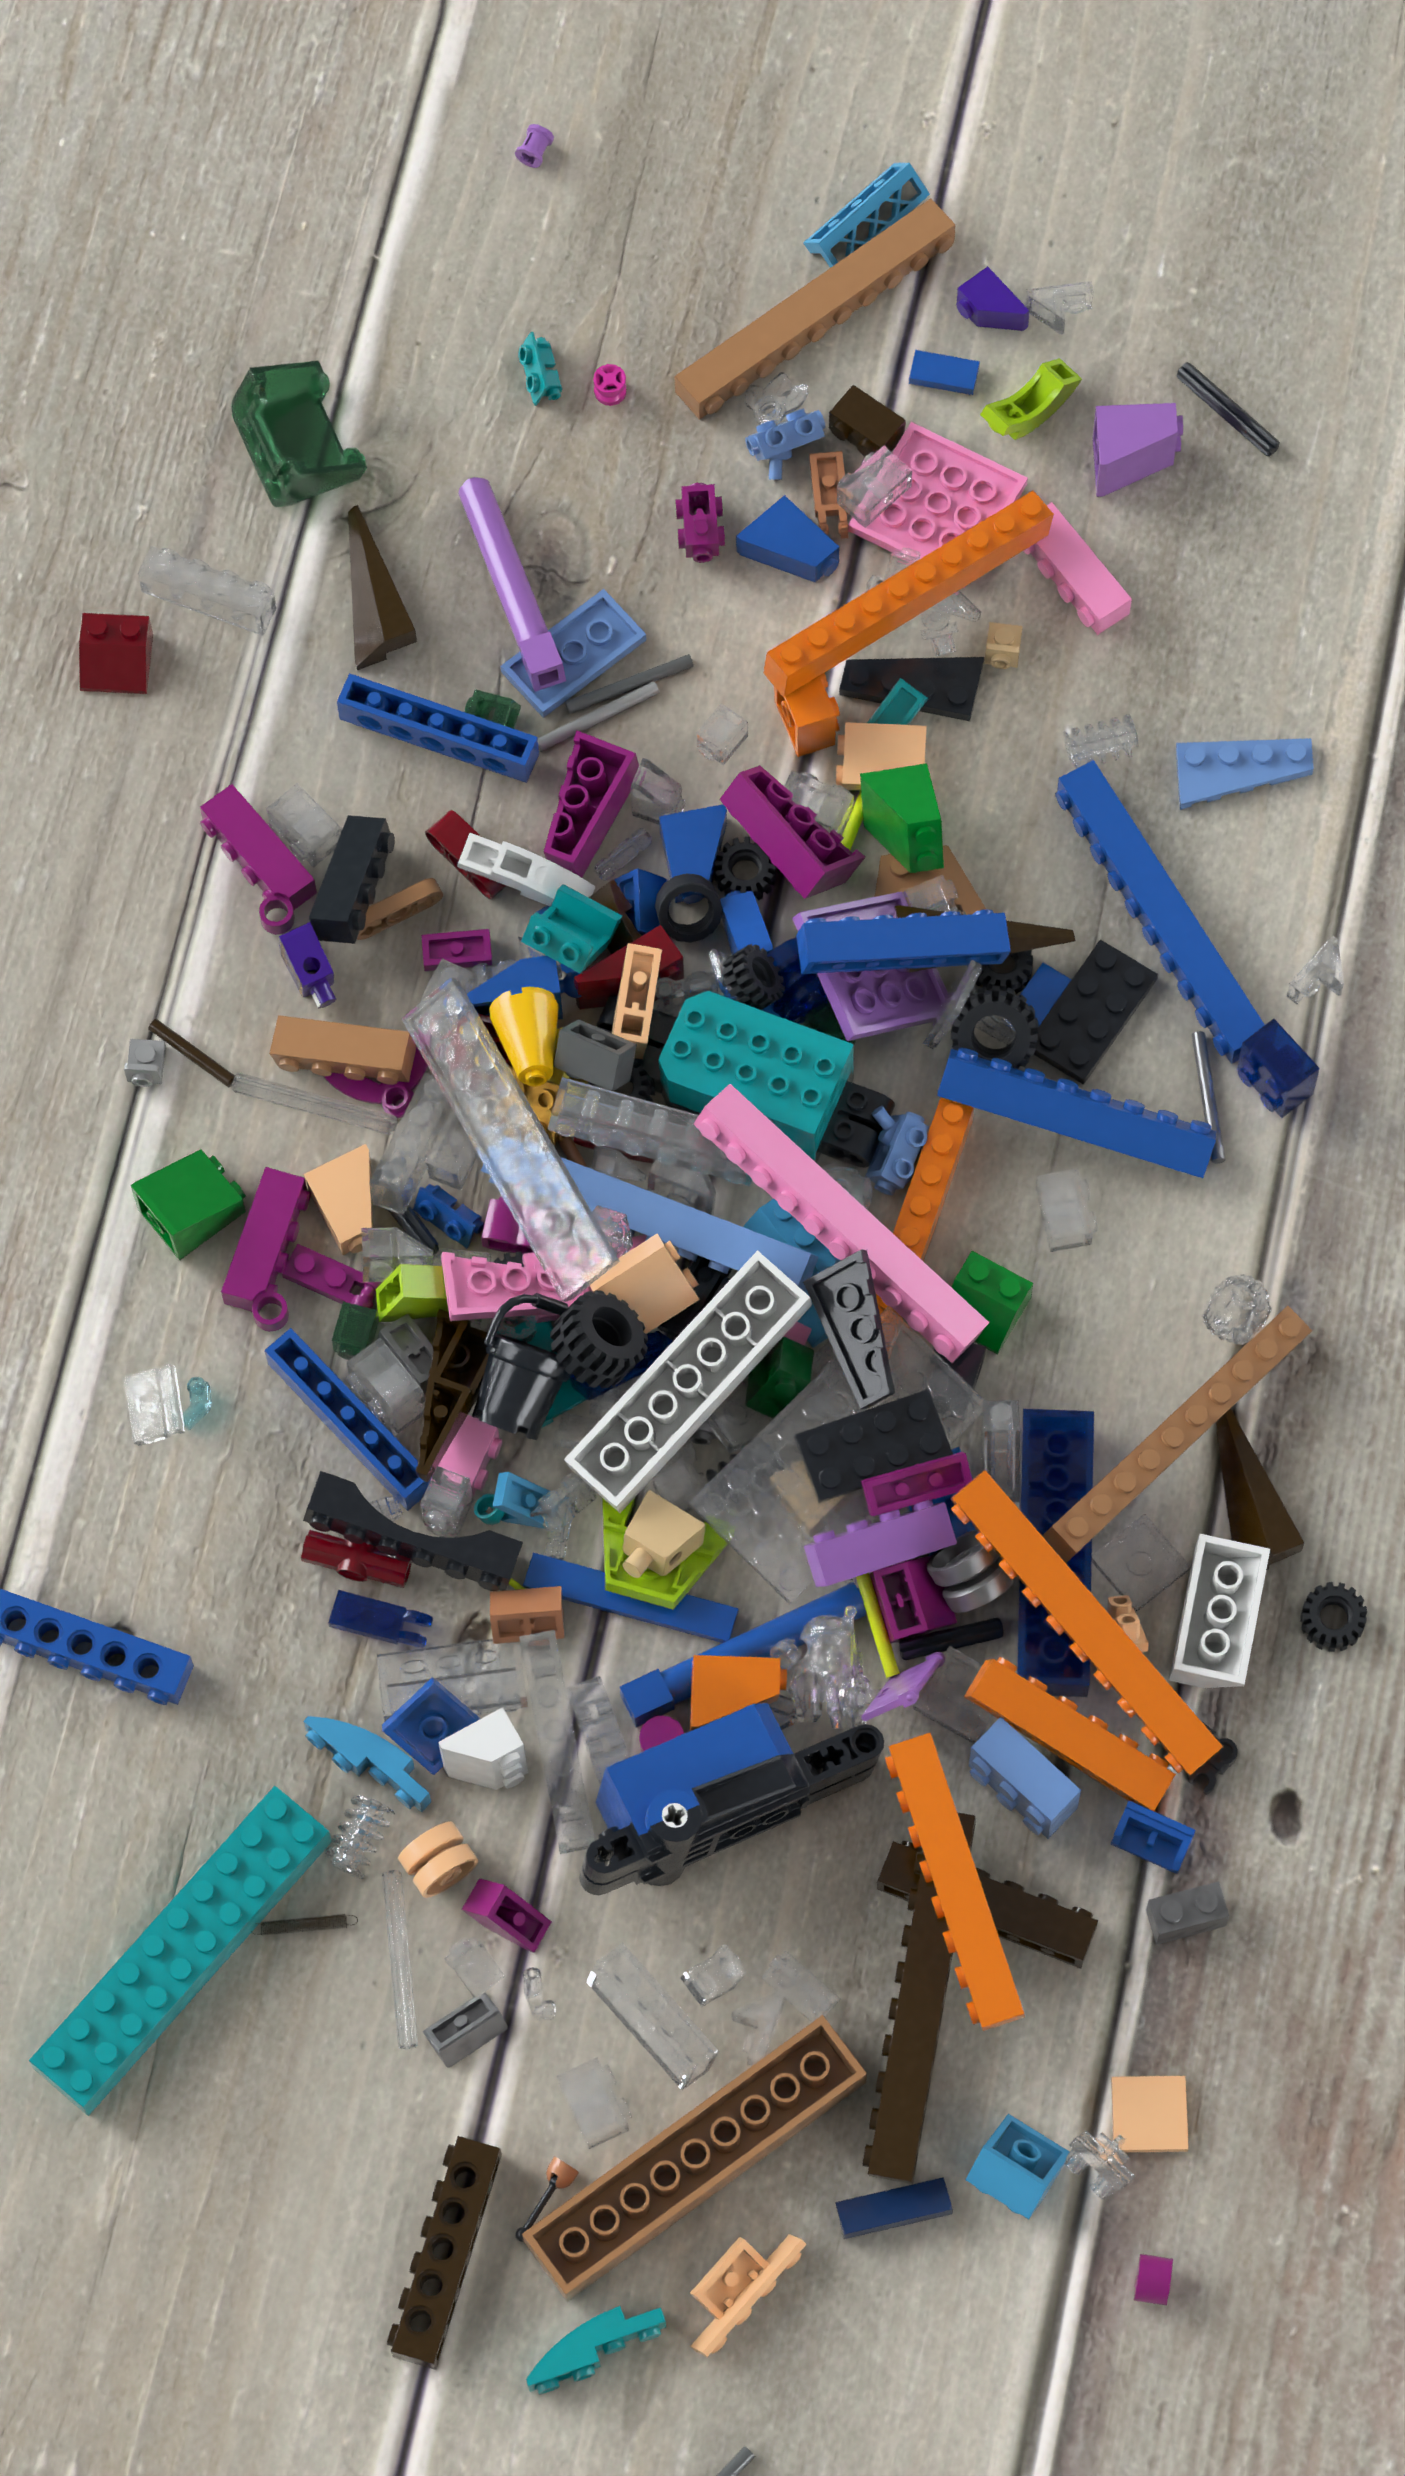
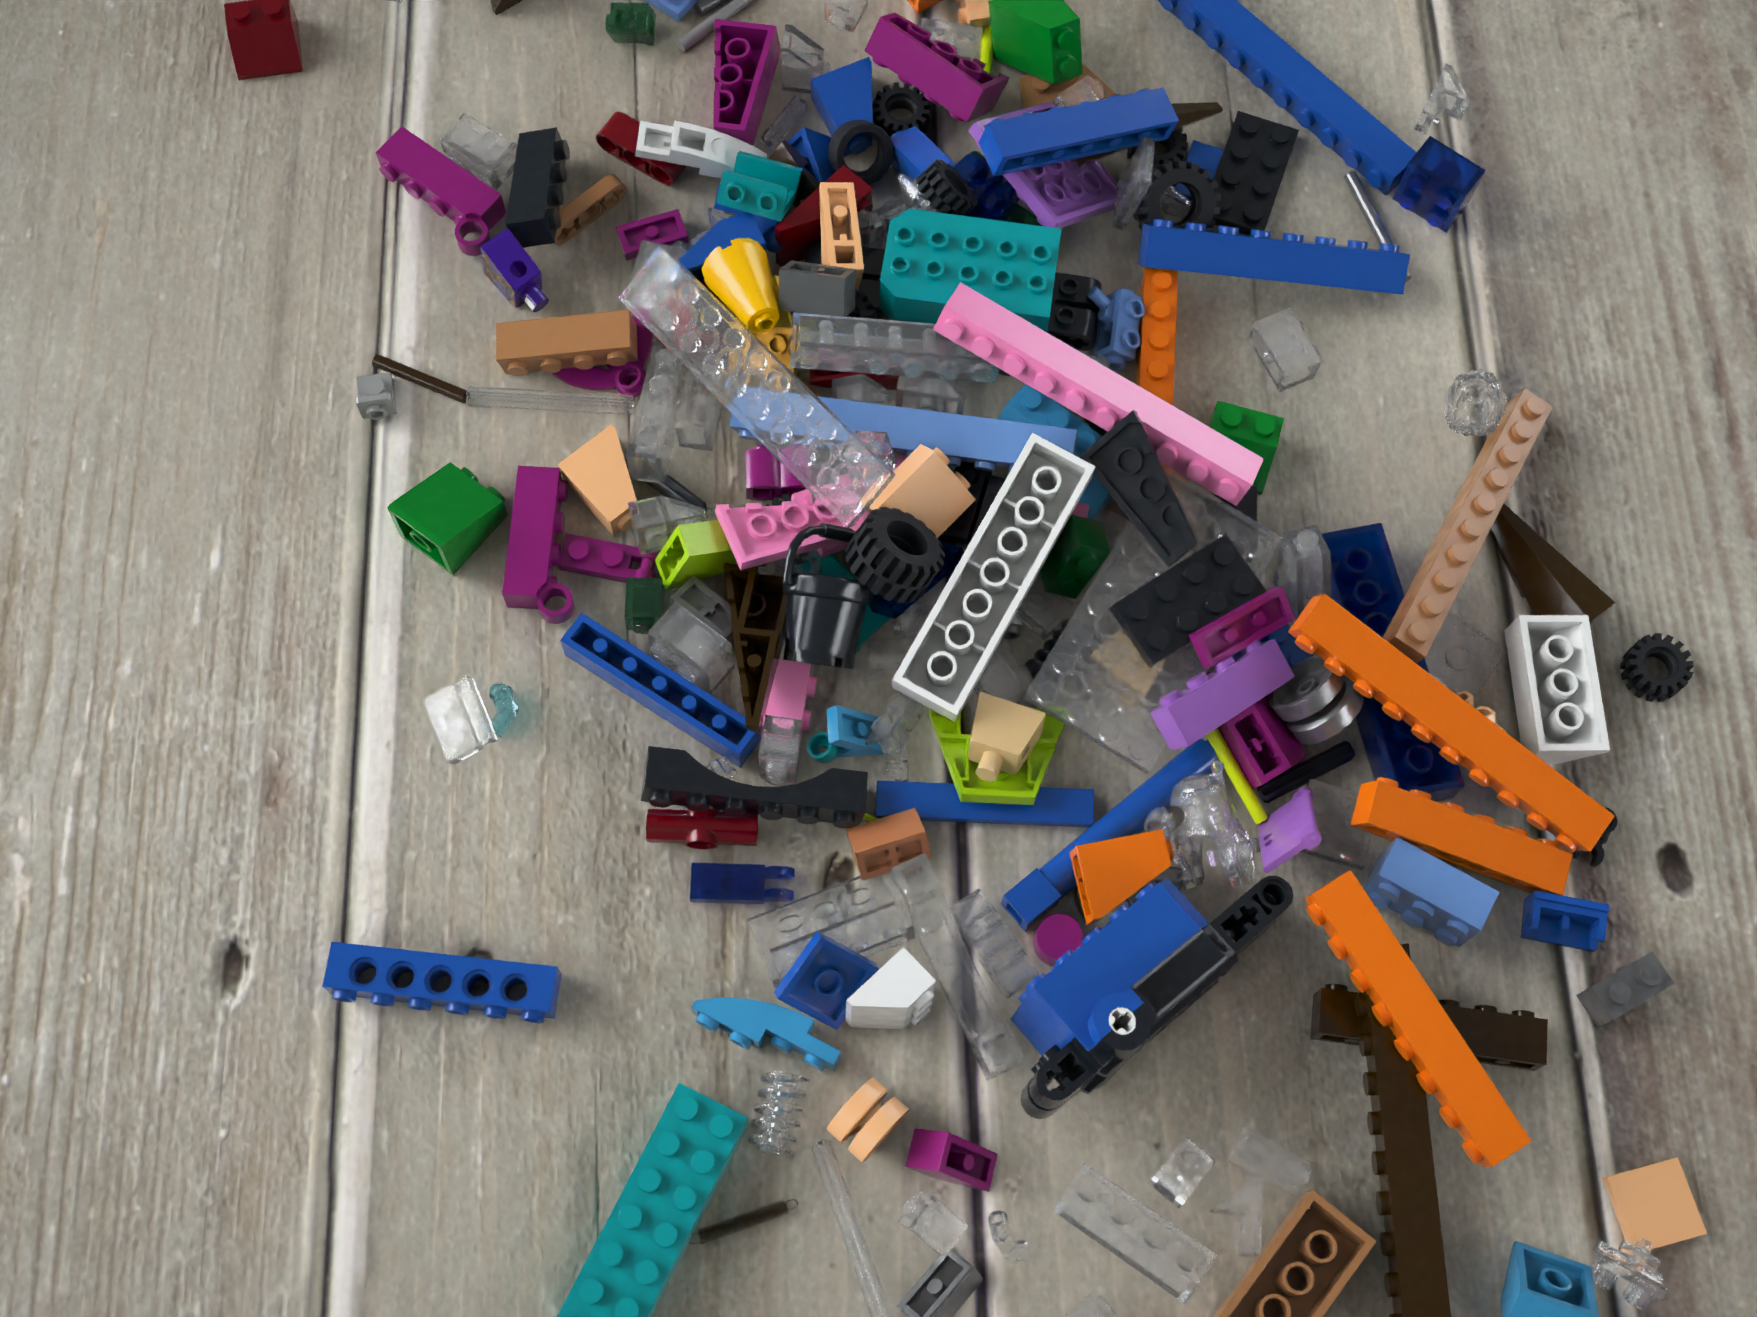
camera: 20 degrees left, 0 degrees up
(436, 1207) = (698, 474): blue hinge -> none
(438, 728) = (584, 43): blue brick -> none

